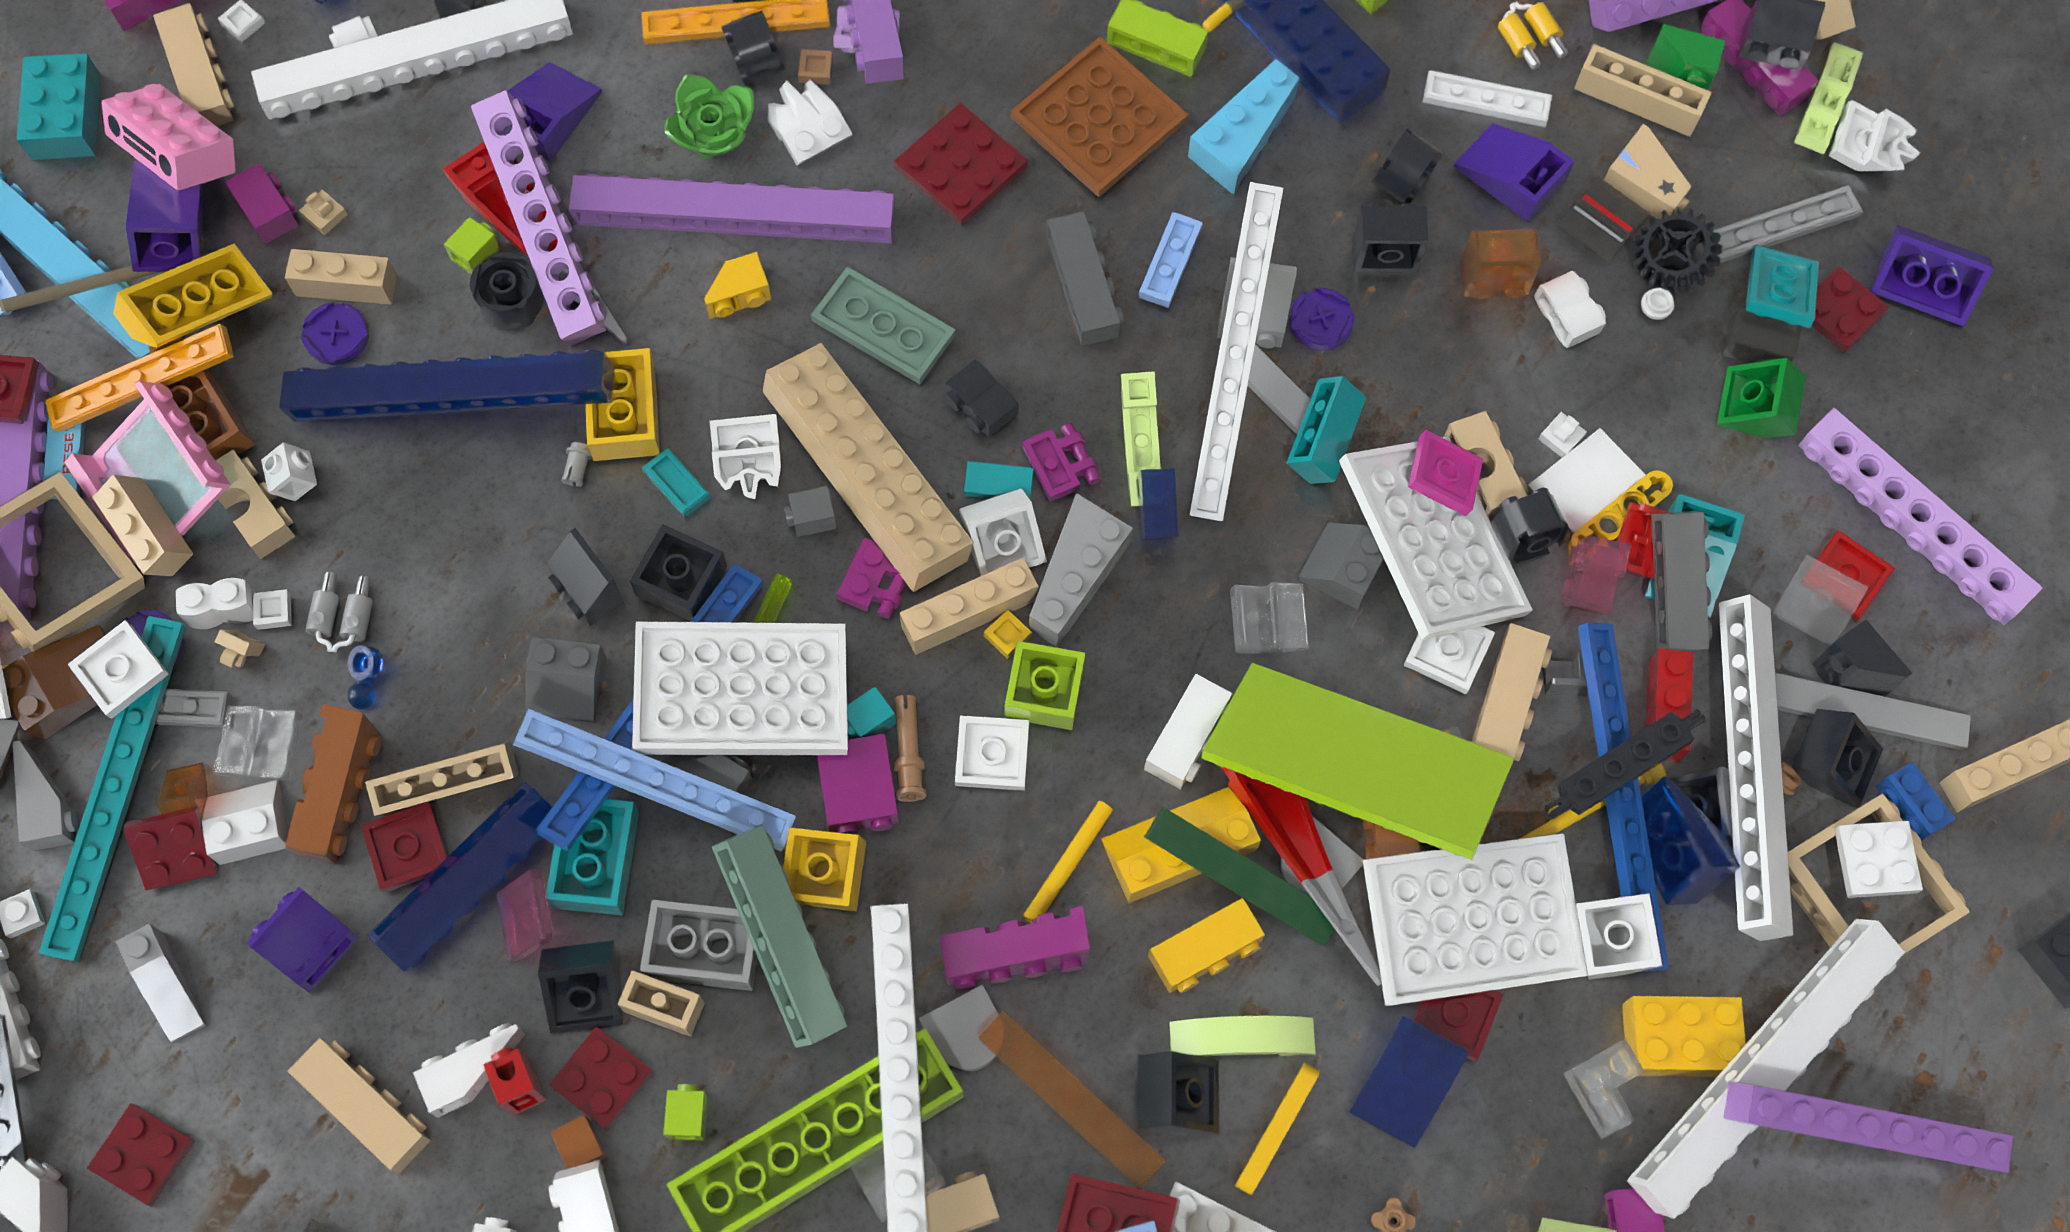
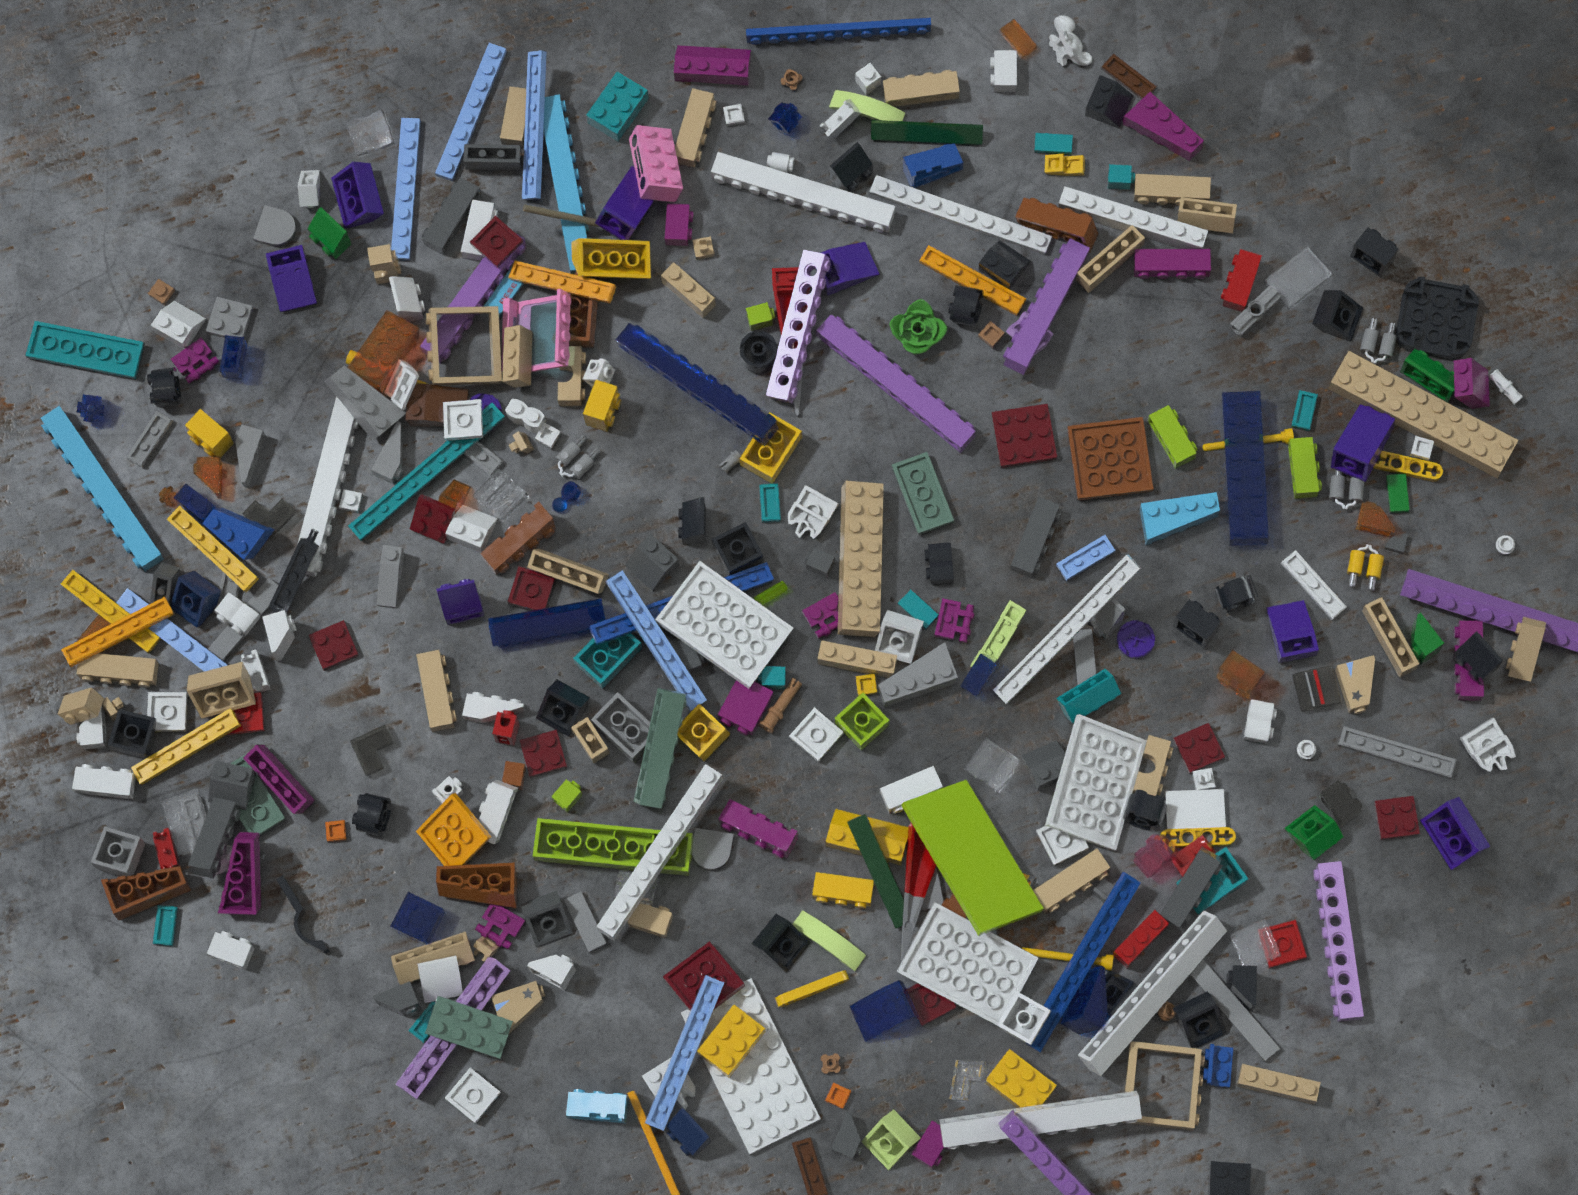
camera: 45 degrees right, 5 degrees up
(325, 510) = (601, 406): none -> yellow brick
(335, 333) = (666, 316): dark purple tile -> none
(524, 915) = (560, 658): clear pink tile -> none
(738, 286) = (869, 424): yellow slope -> none
(807, 122) = (965, 361): white plate -> none
(1068, 861) = (813, 808): yellow piece -> none
(1071, 1100) = (733, 910): clear orange tile -> none
(1445, 473) = (1124, 757): dark pink plate -> none
(1521, 399) = (1199, 748): none -> dark red plate
(1624, 763) = (1090, 947): black plate -> none
(1696, 233) = (1351, 733): black gear -> none
(1782, 286) = (1370, 785): teal plate -> none
(1828, 98) = (1488, 707): yellowish green slope -> none
(1878, 859) = (1171, 1074): white plate -> none

